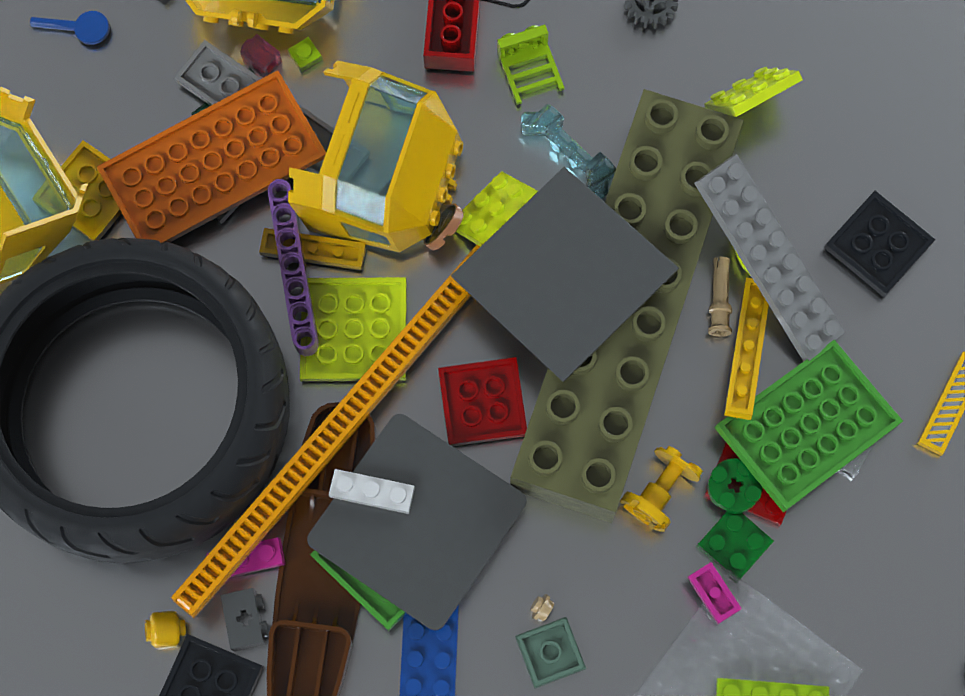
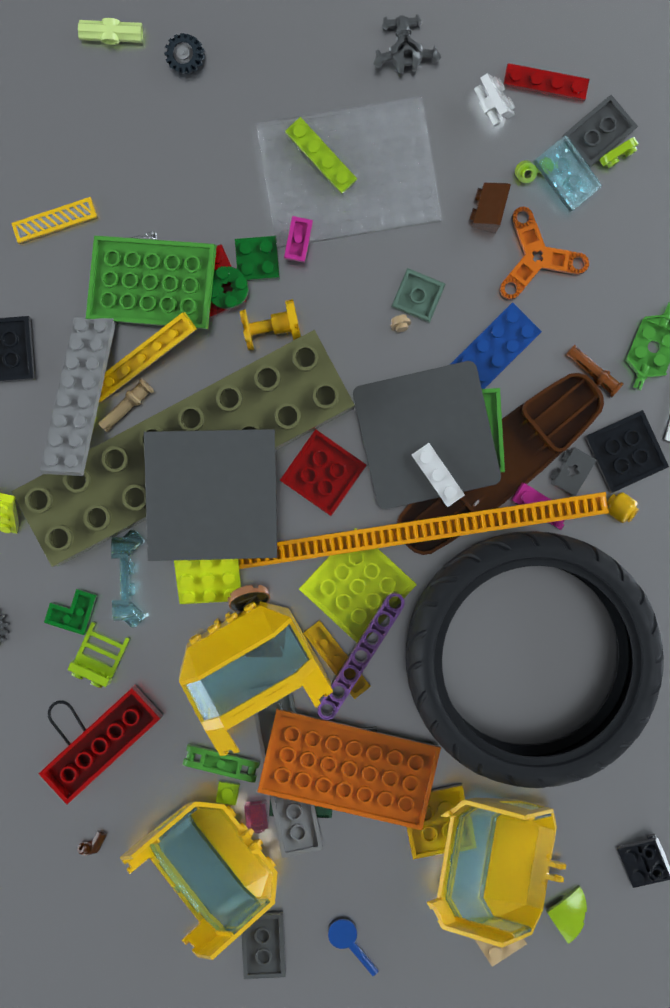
camera: 140 degrees left, 15 degrees up
(323, 83) = (226, 765): none -> bright green plate
(582, 80) = (73, 618): none -> green plate

